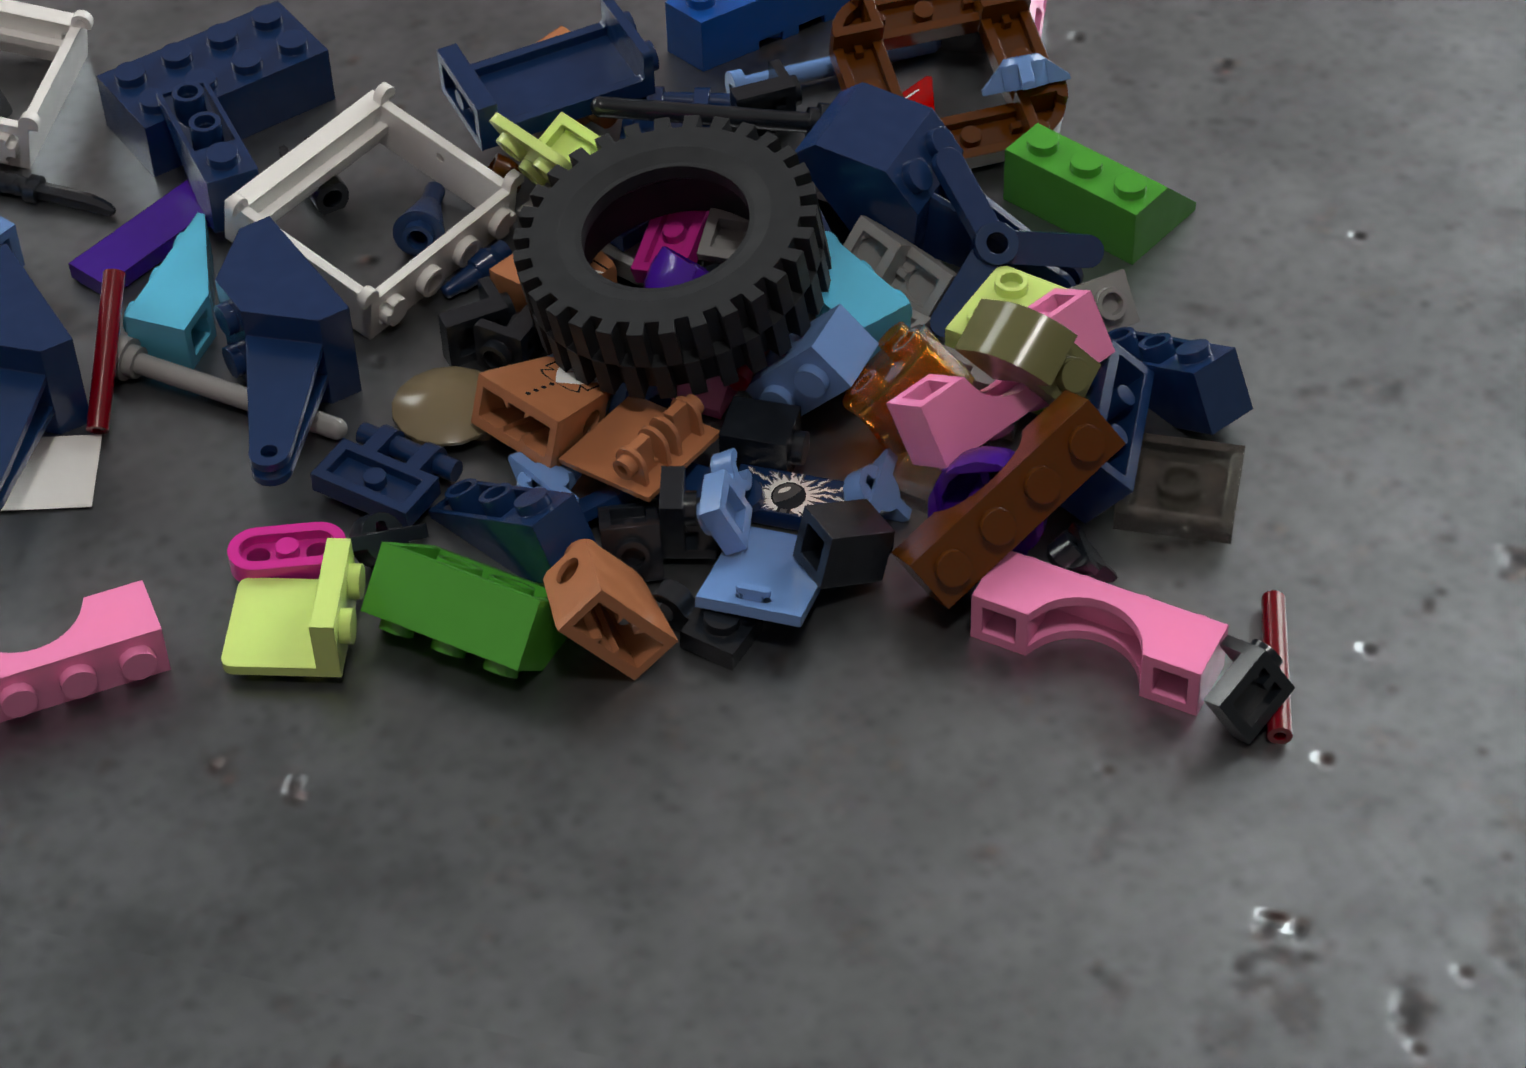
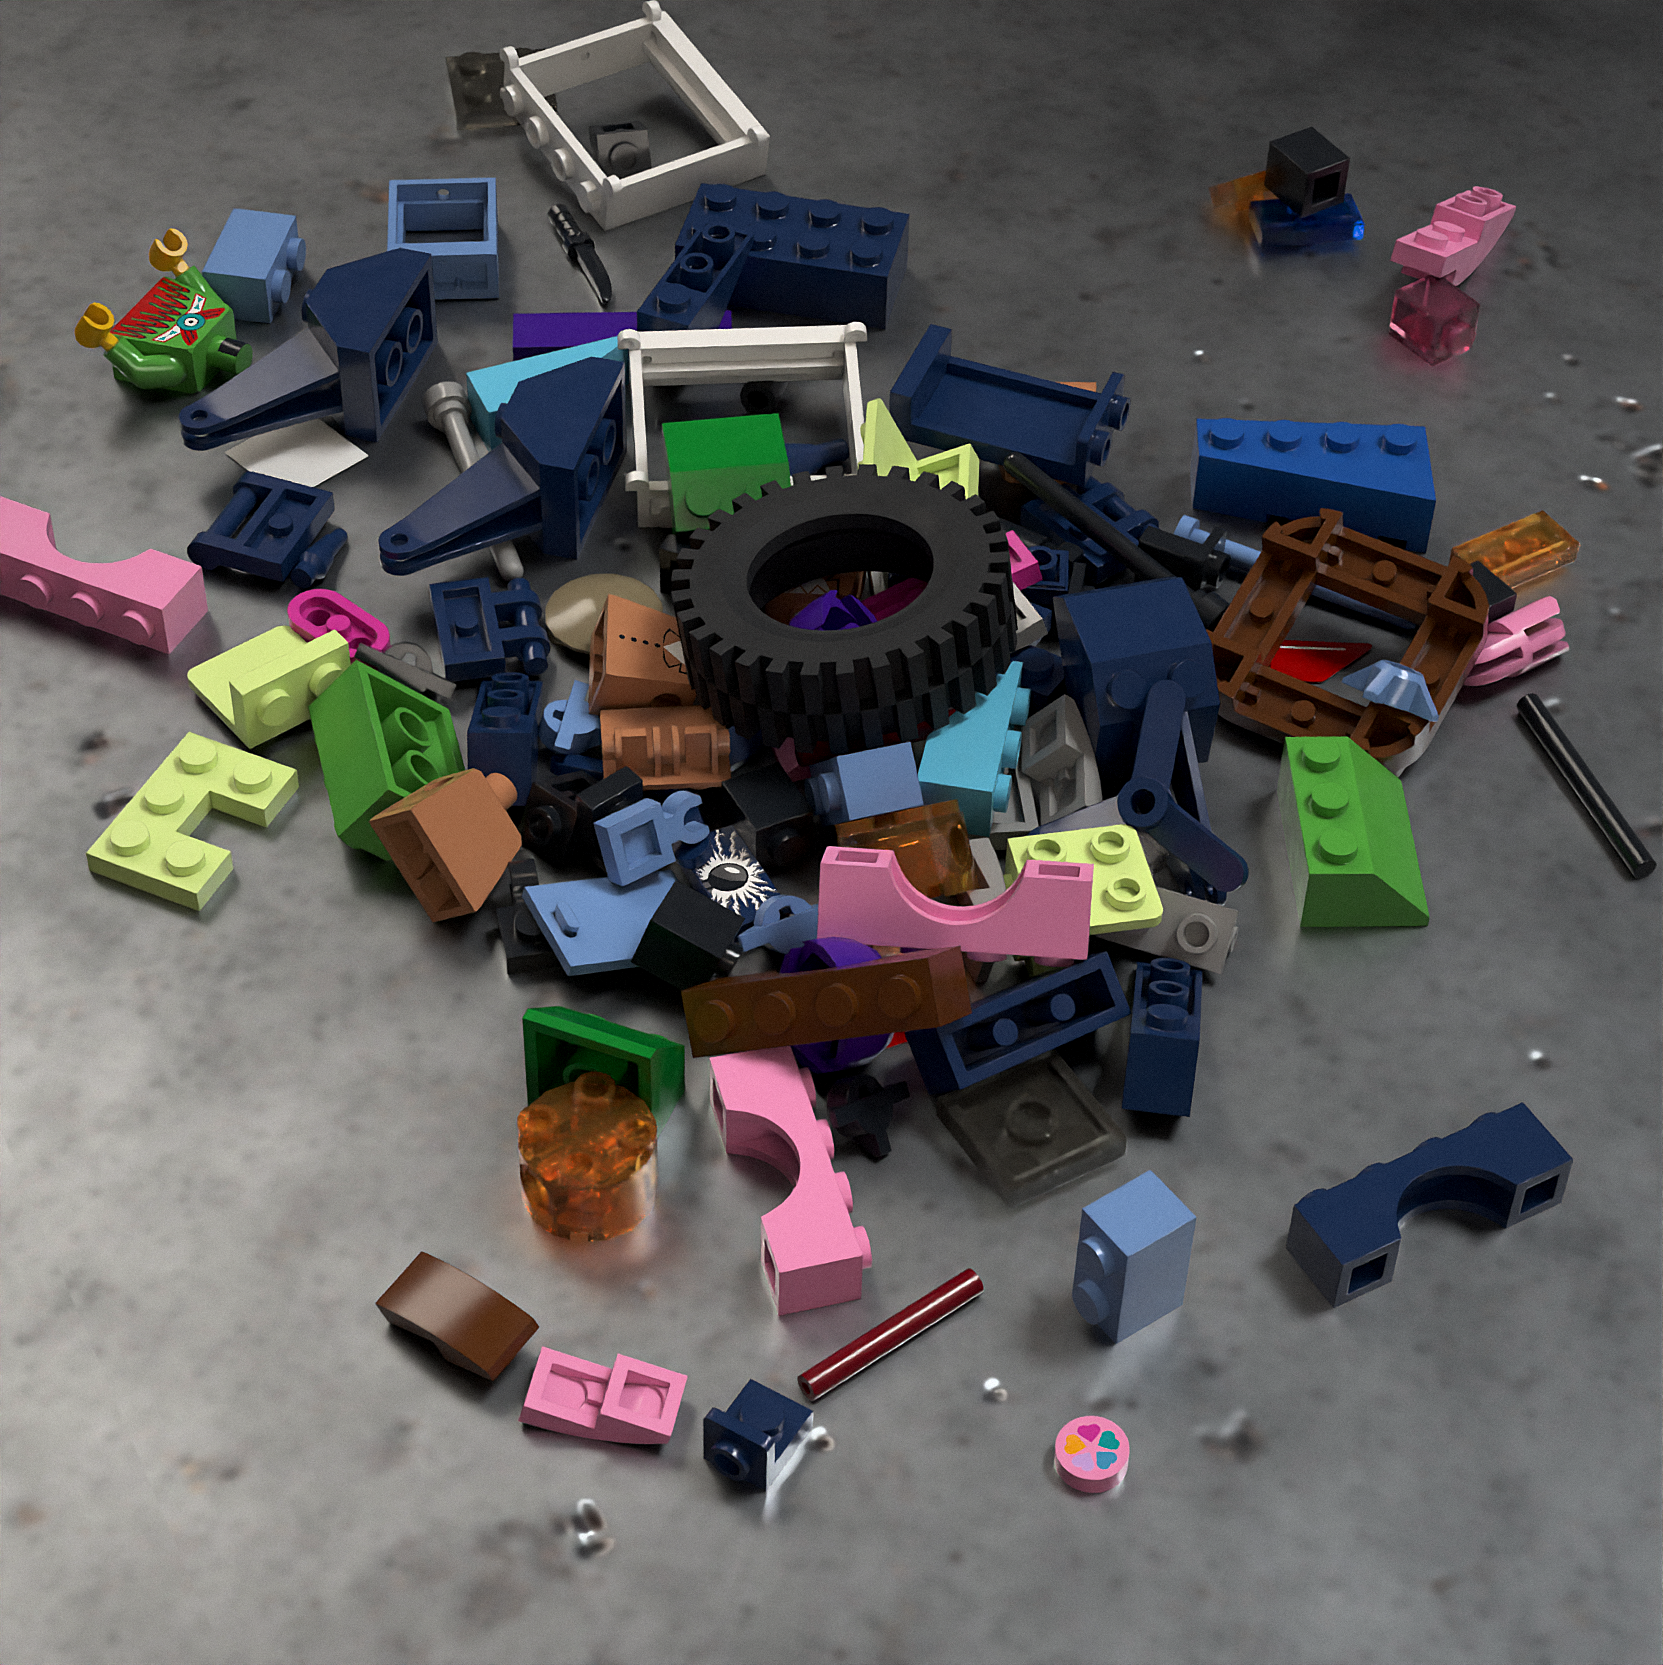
camera: 45 degrees right, 0 degrees up
(105, 351) = (425, 390): dark red piece -> none
(131, 522) = (276, 534): none -> dark blue plate
(187, 523) = (318, 559): none -> dark blue piece
(363, 791) = (151, 836): none -> yellowish green plate
(434, 245) = (718, 461): none -> green slope
(913, 663) = (568, 1043): none -> green slope
(981, 717) = (588, 1158): none -> clear orange brick
(1026, 348) = (978, 900): olive brick -> none
(1042, 871) = (459, 1314): none -> reddish brown slope
(1163, 65) = (1586, 786): none -> black bar
(1192, 844) = (591, 1401): none -> bright pink slope
(1249, 689) = (815, 1321): black bracket -> none
(1298, 783) = (755, 1435): none -> dark blue bracket
(1362, 498) = (1132, 1257): none -> medium blue brick
(1430, 390) = (1495, 1167): none -> dark blue arch
(1469, 632) = (1091, 1454): none -> bright pink tile

